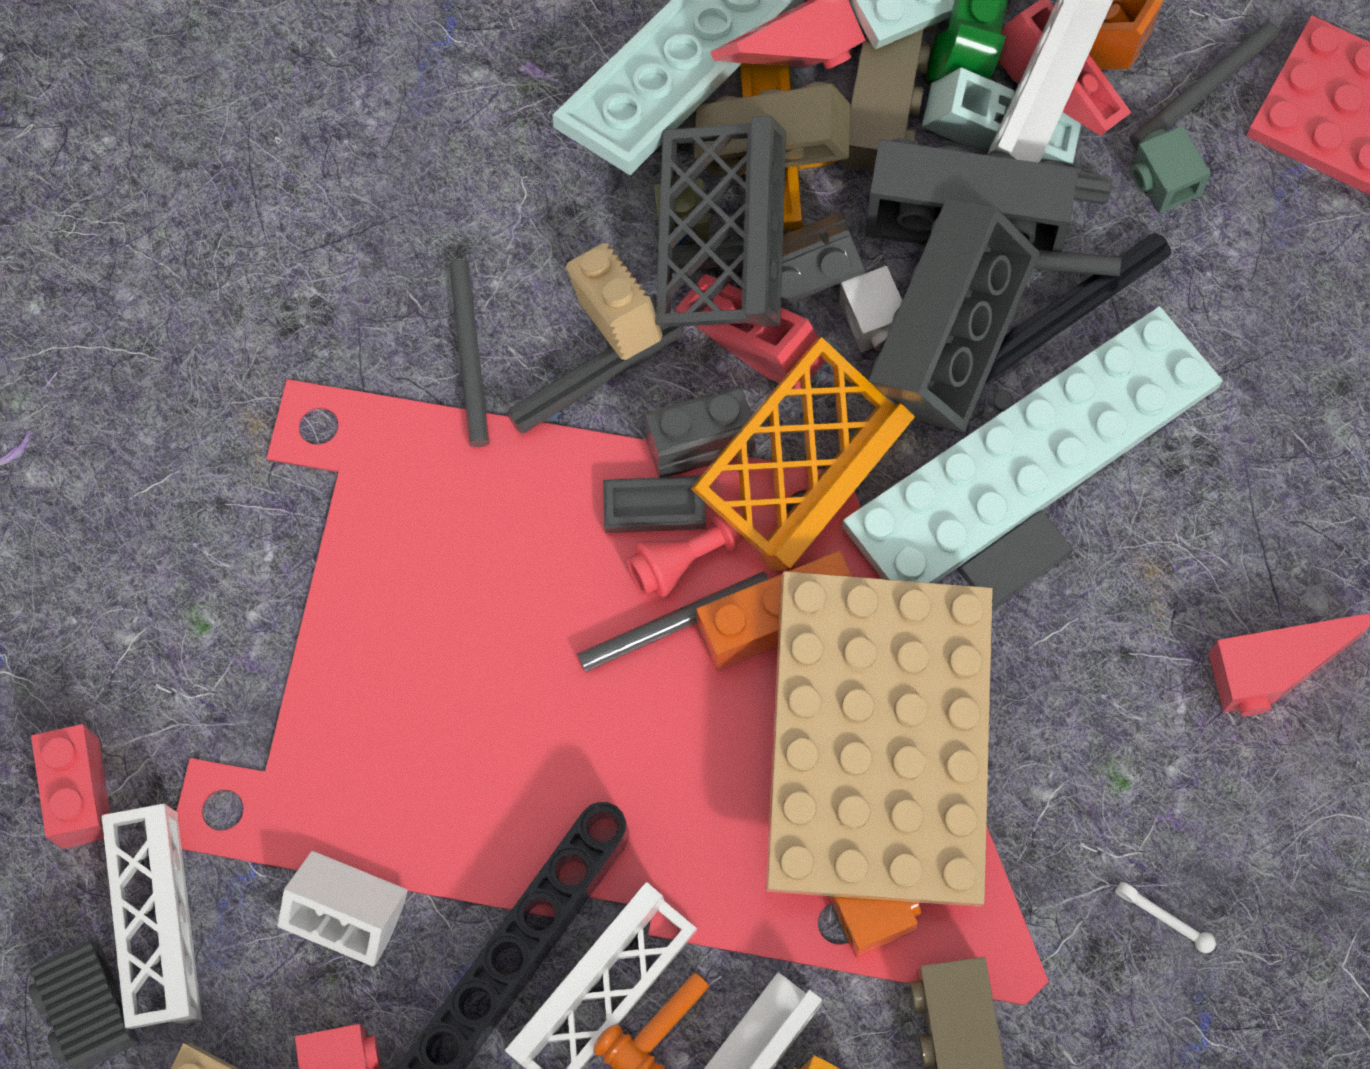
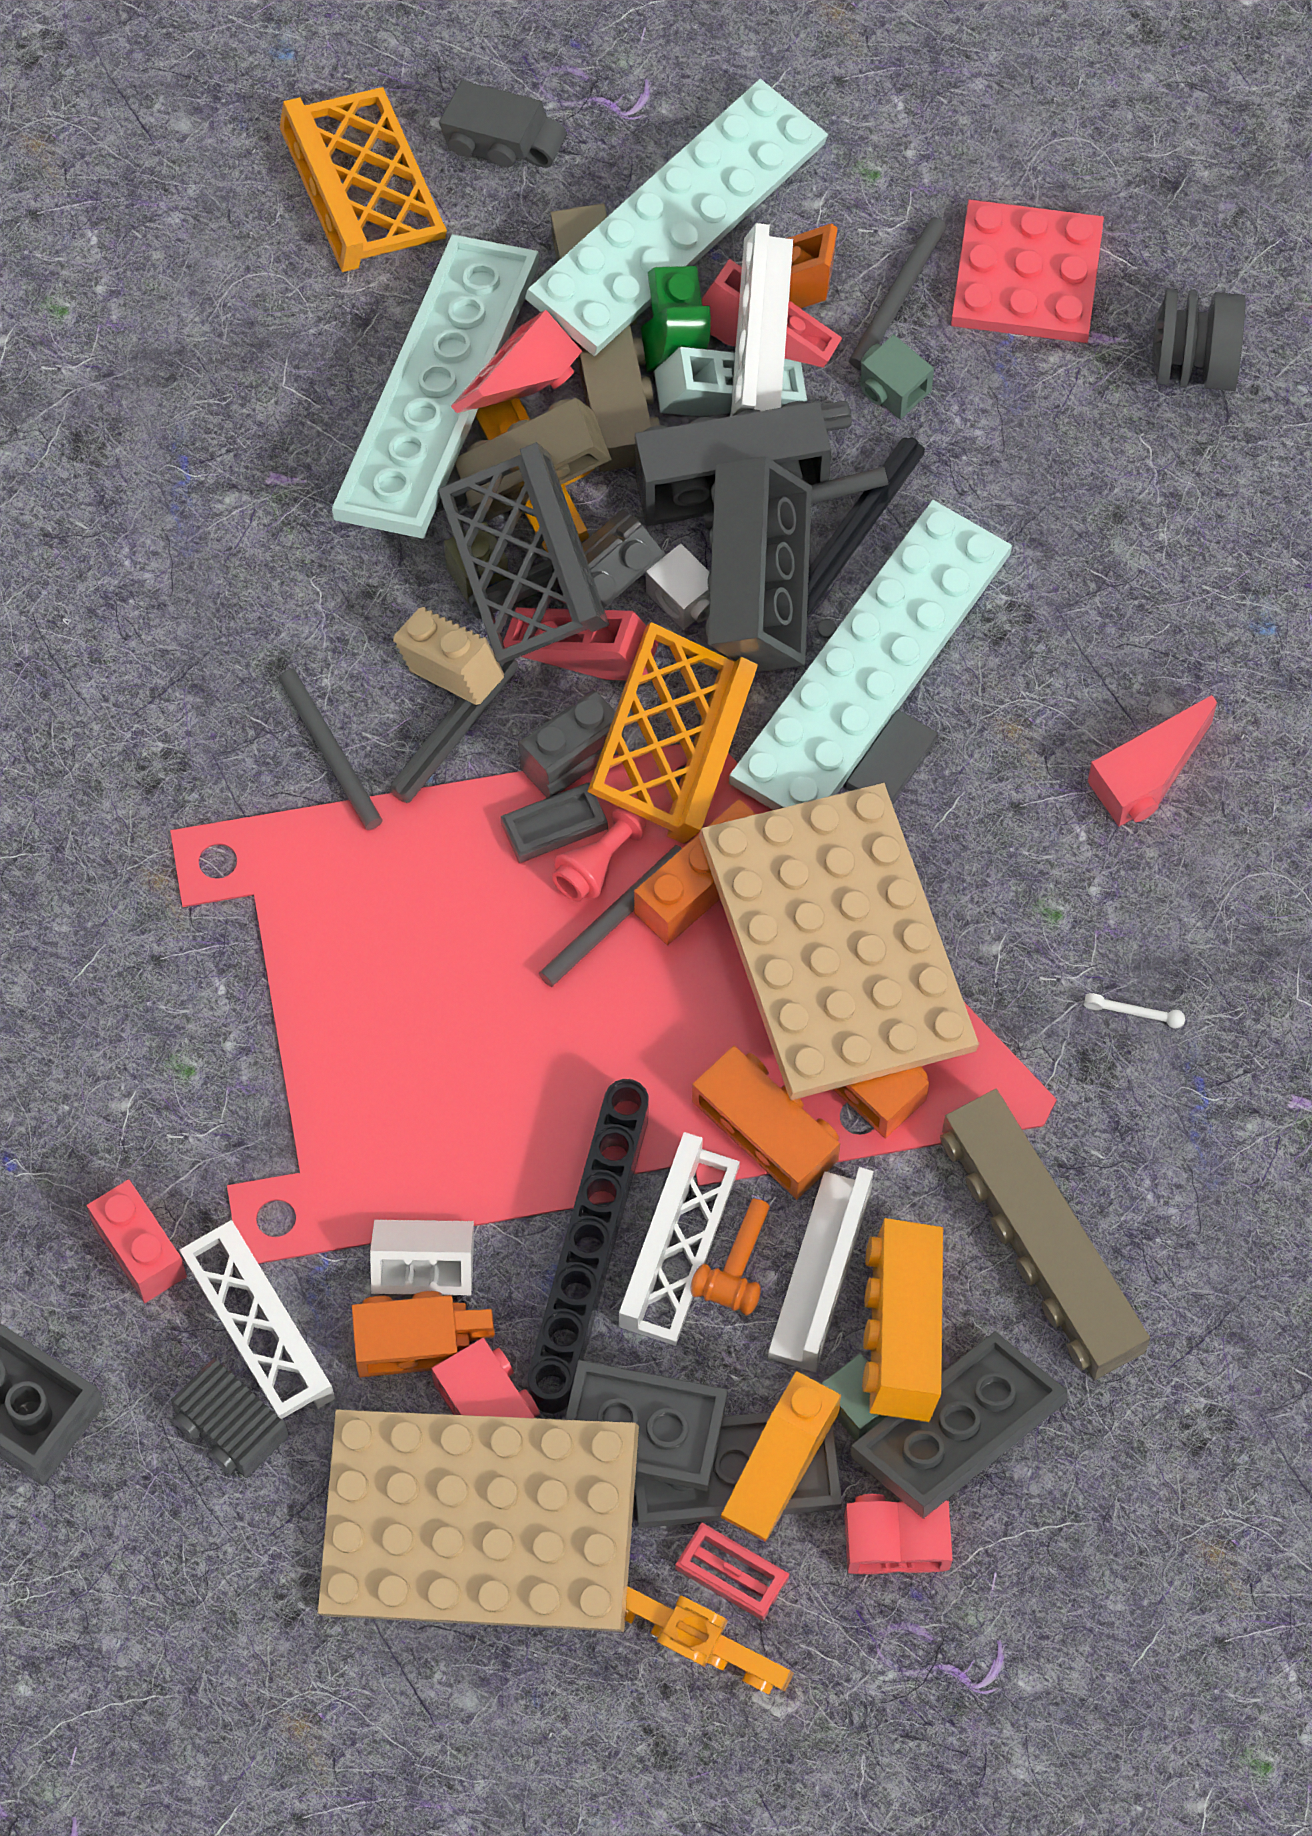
camera: 25 degrees left, 5 degrees down
(298, 987) = (414, 1332): none -> orange hinge
(734, 895) = (766, 1121): none -> orange brick

